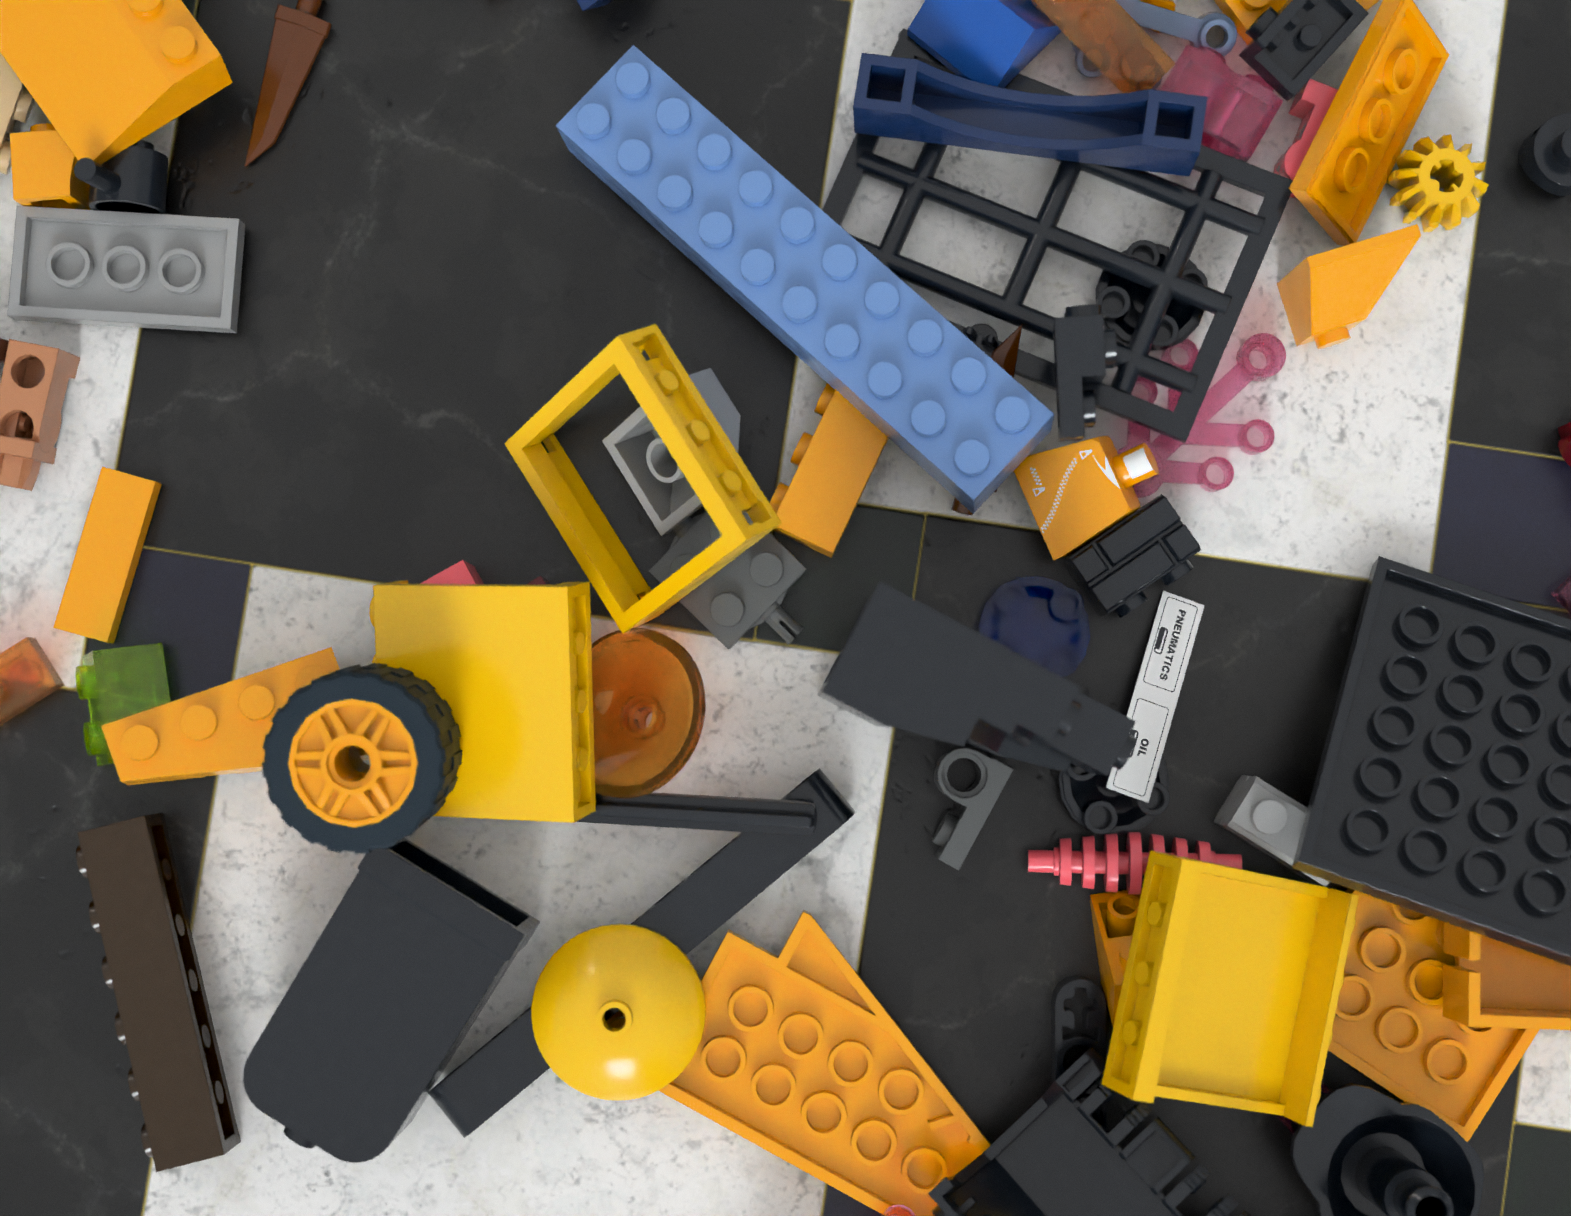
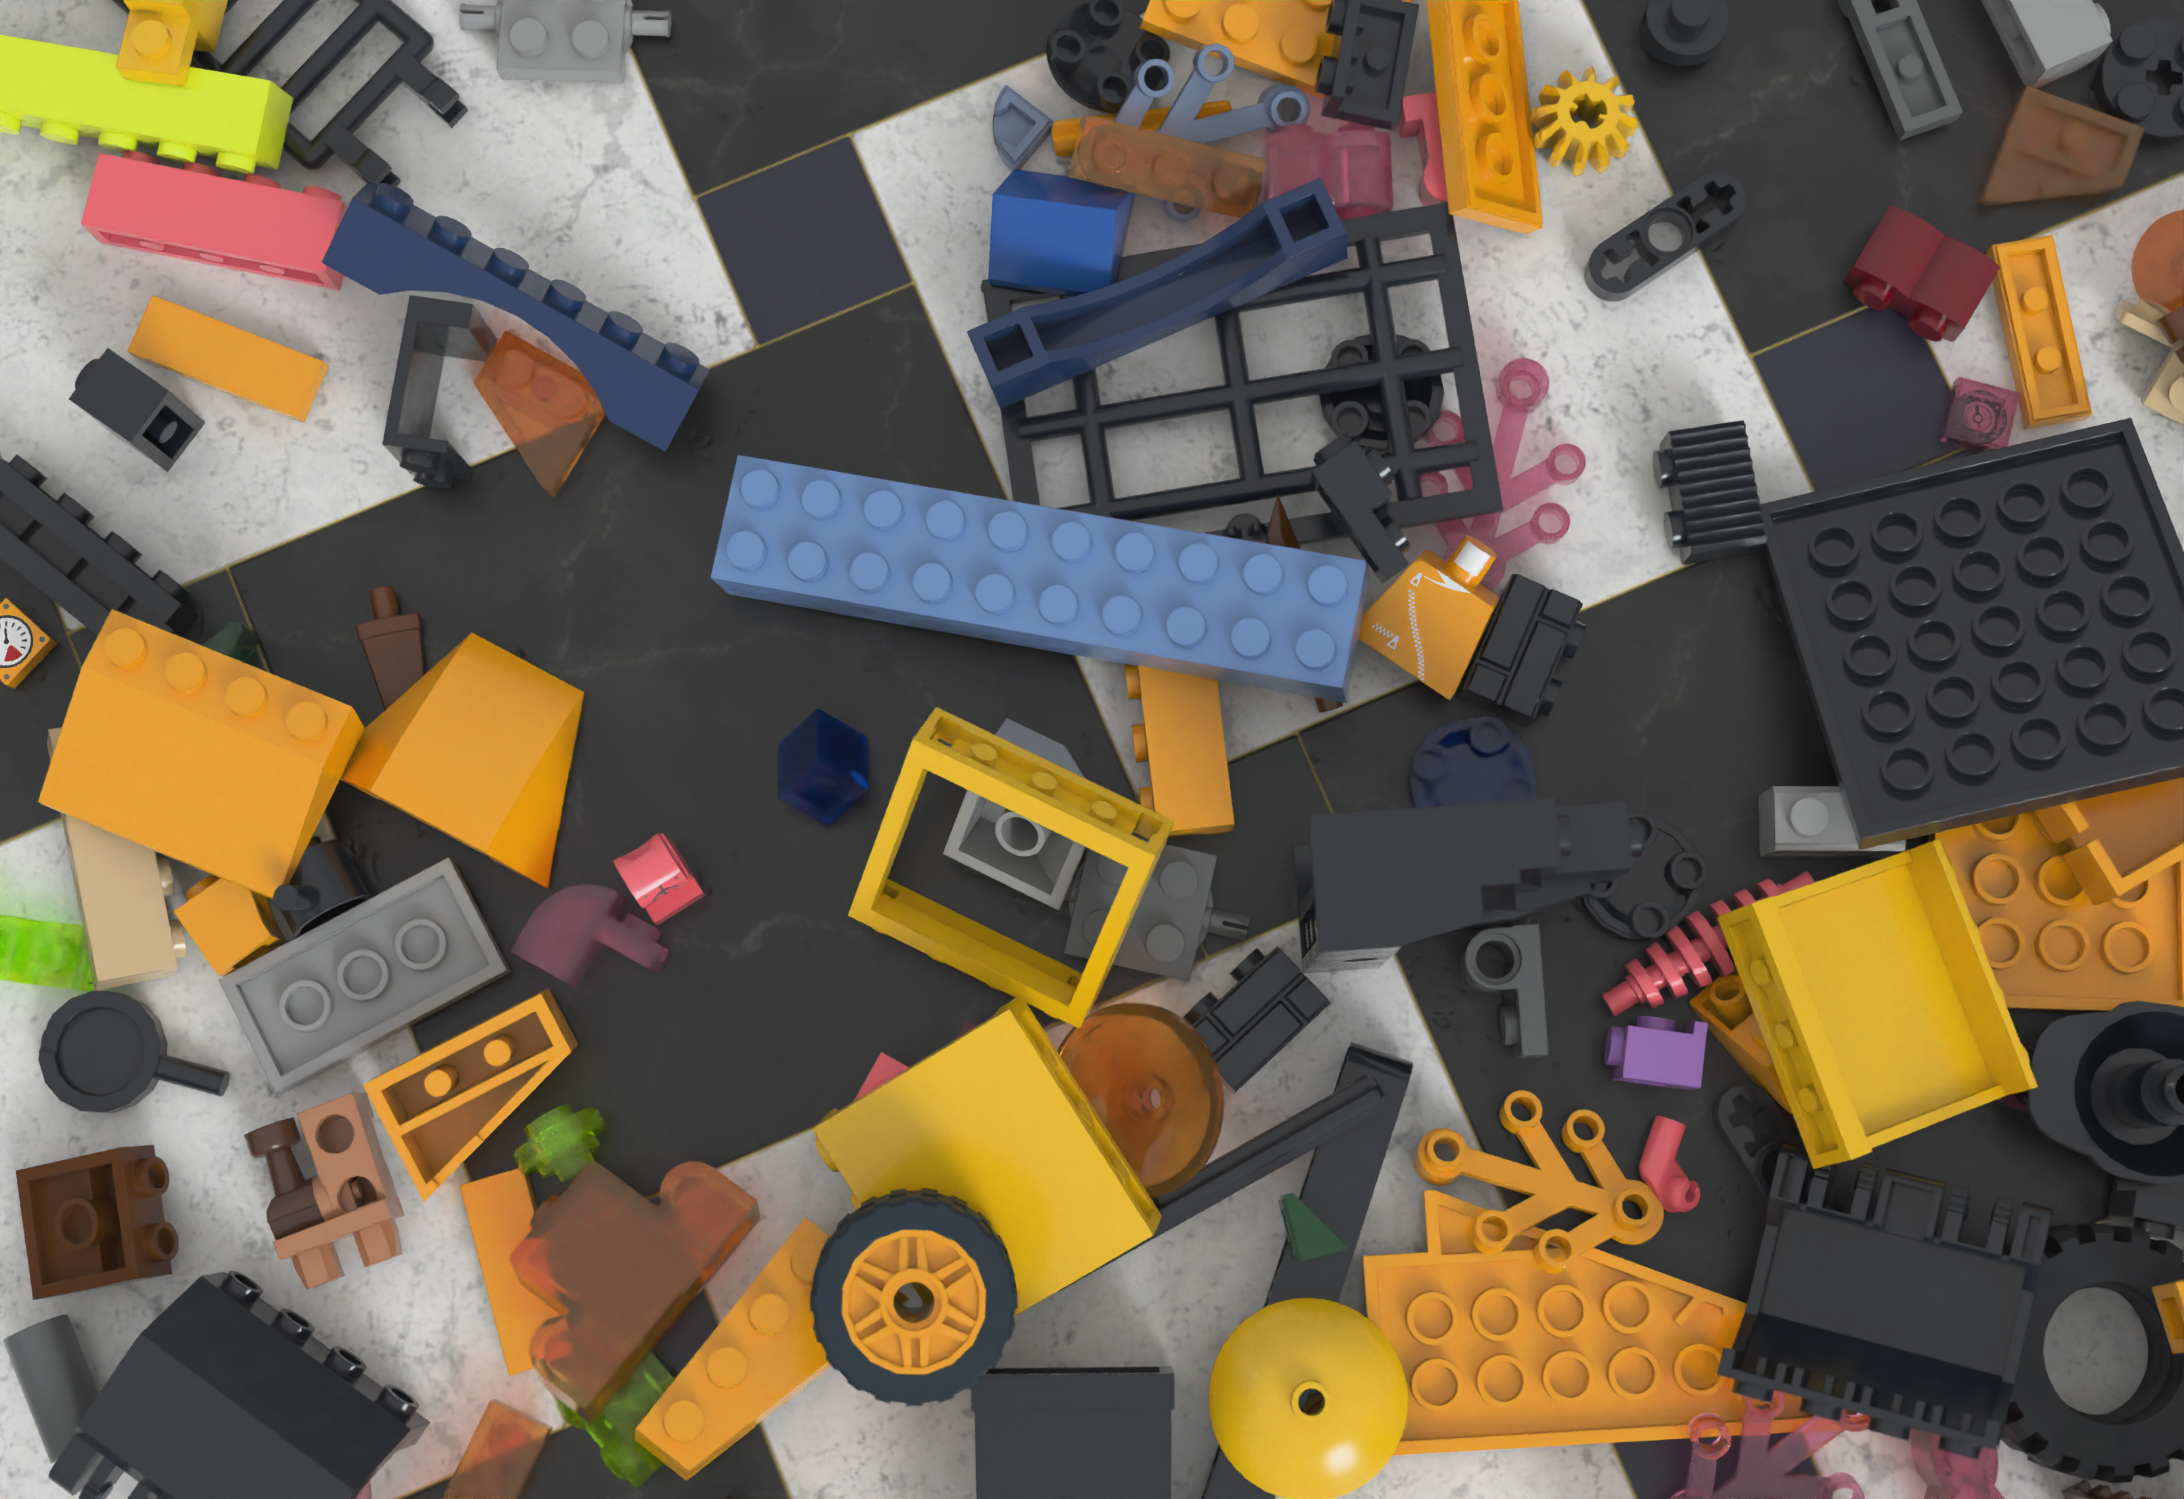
camera: 30 degrees left, 5 degrees down
(143, 398) = (466, 1086): none -> light orange wedge
(173, 605) = (622, 1272): none -> clear orange brick
(191, 481) = (560, 1142): none -> clear neon green plate
(304, 327) = (574, 925): none -> clear pink brick
(307, 156) = (478, 754): none -> light orange wedge
(382, 328) = (659, 878): none -> coral leg
(556, 322) = (823, 767): none -> clear blue panel
(692, 890) = (1305, 1231): none -> dark green slope
(758, 705) = (1257, 1015): none -> black brick
(899, 965) = (1550, 1185): none -> light orange plant
(990, 1007) = (1663, 1172): none -> coral arm
(1042, 919) = (1656, 1053): none -> medium lavender brick
(1157, 693) = (1628, 765): white sticker -> none
(1341, 286) = (1557, 274): light orange slope -> none
(1351, 525) = (1710, 493): none -> black brick
(1481, 293) = (1692, 198): none -> black beam

